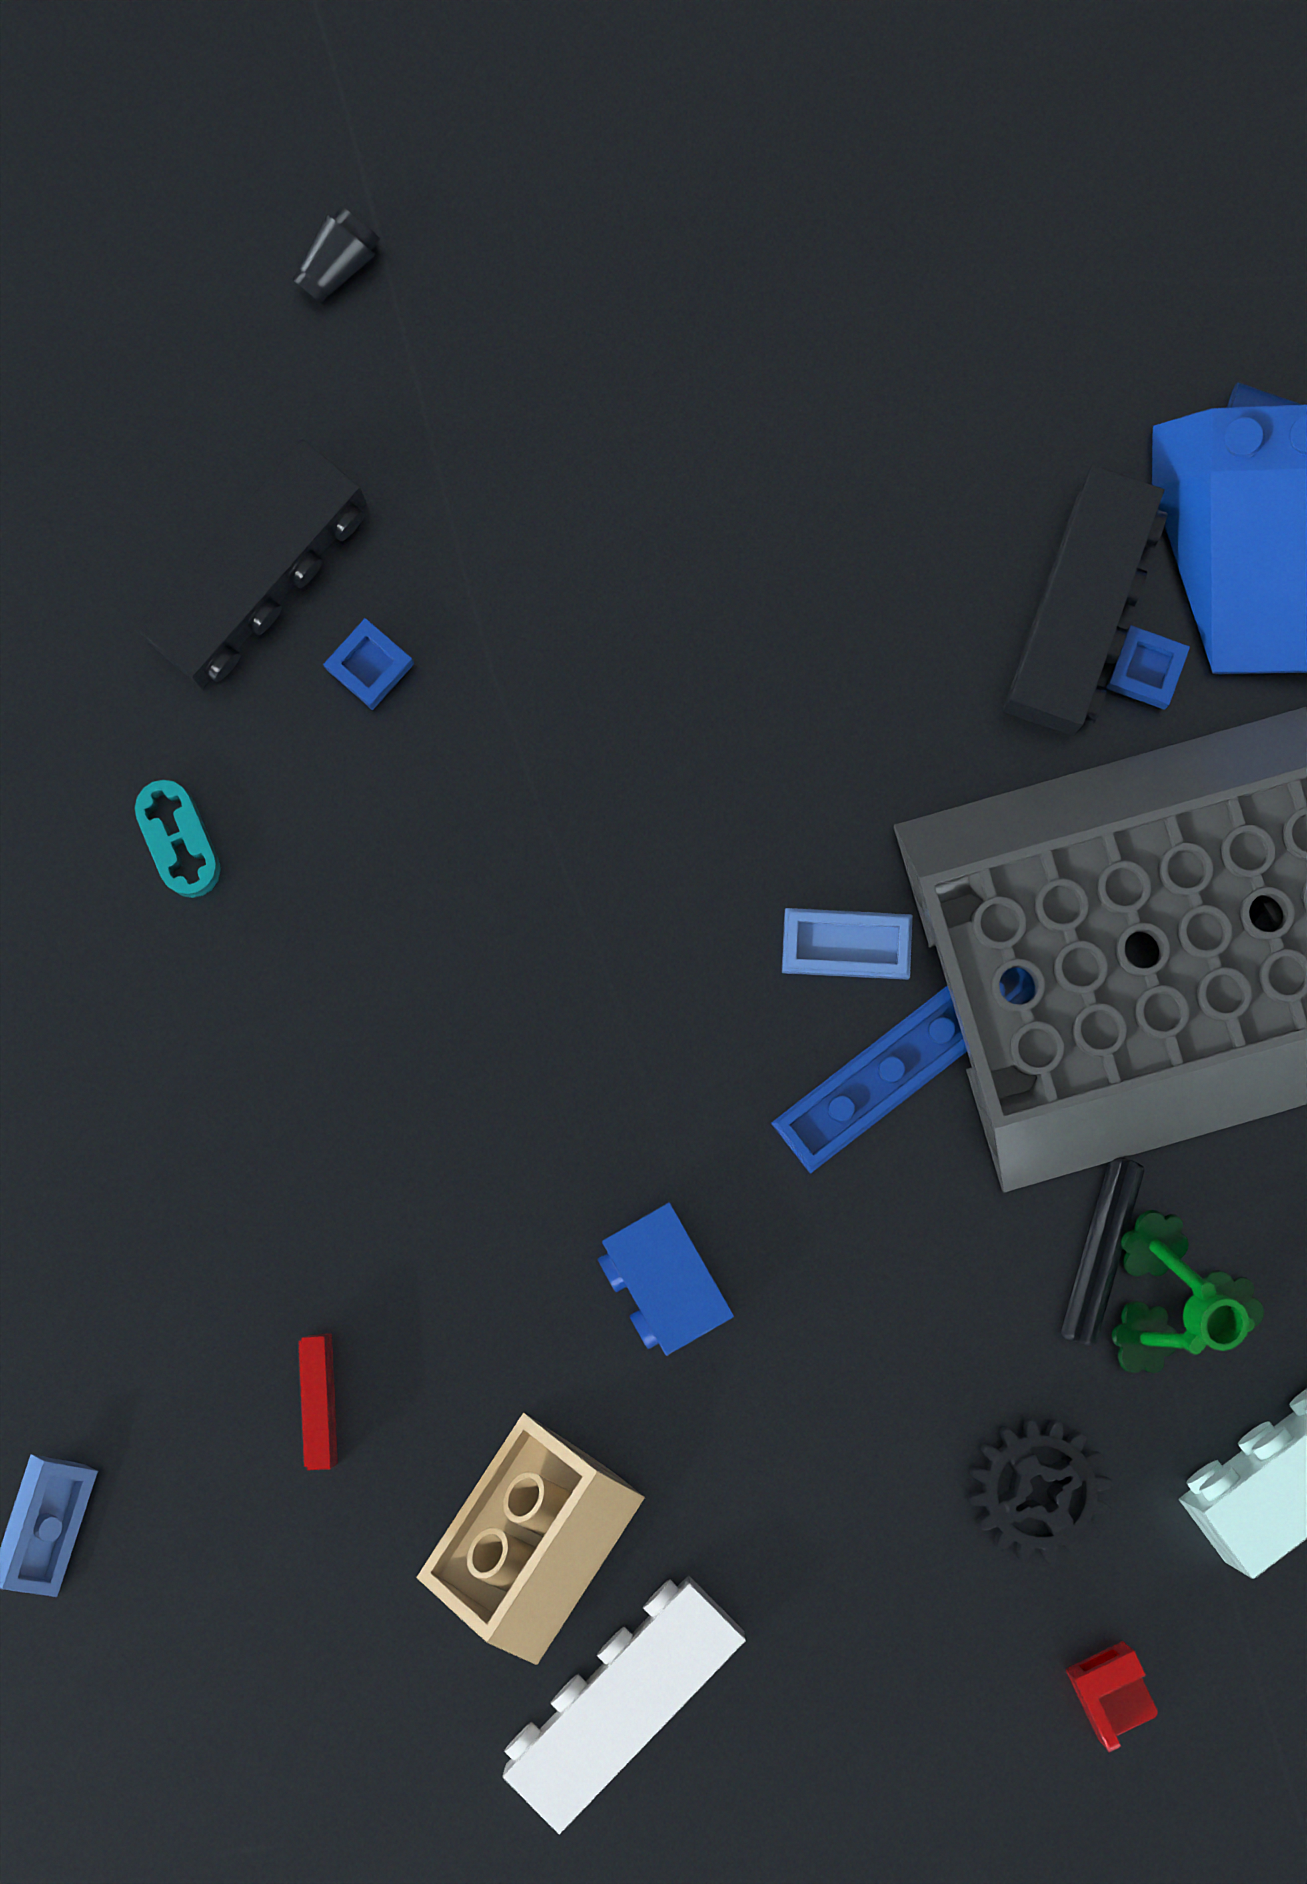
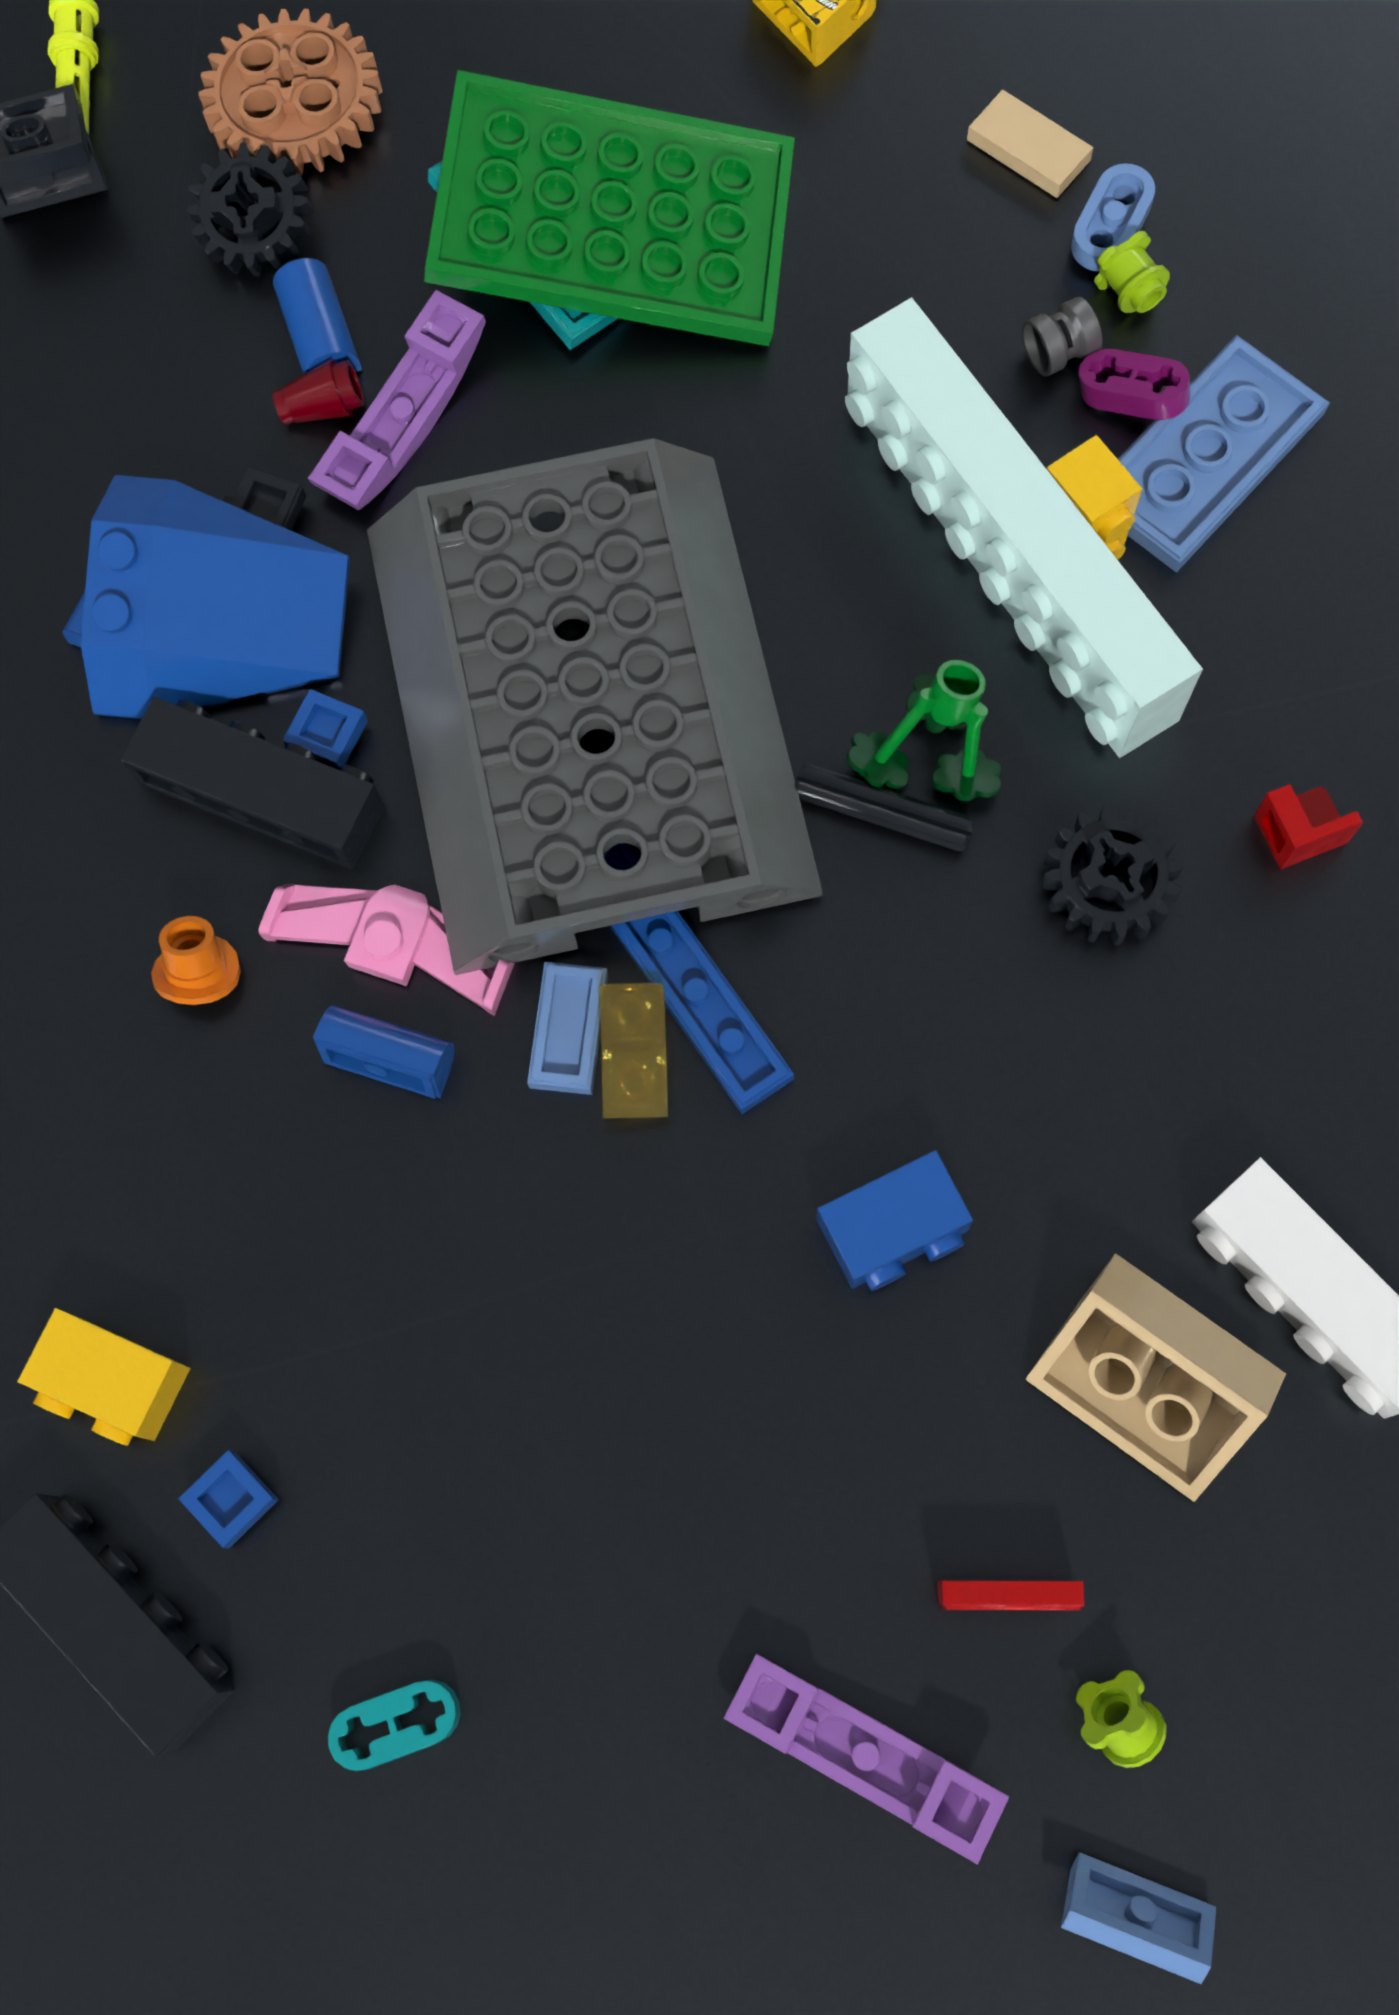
camera: 80 degrees left, 10 degrees down
(169, 1273) = (867, 1757): none -> medium lavender slope
(211, 1507) = (1120, 1722): none -> lime brick
(473, 532) = (103, 1377): none -> yellow brick
(810, 763) = (384, 1051): none -> blue brick
(824, 1010) = (633, 1050): none -> clear yellow slope
(885, 566) = (194, 963): none -> orange piece
(933, 756) = (386, 935): none -> bright pink plate

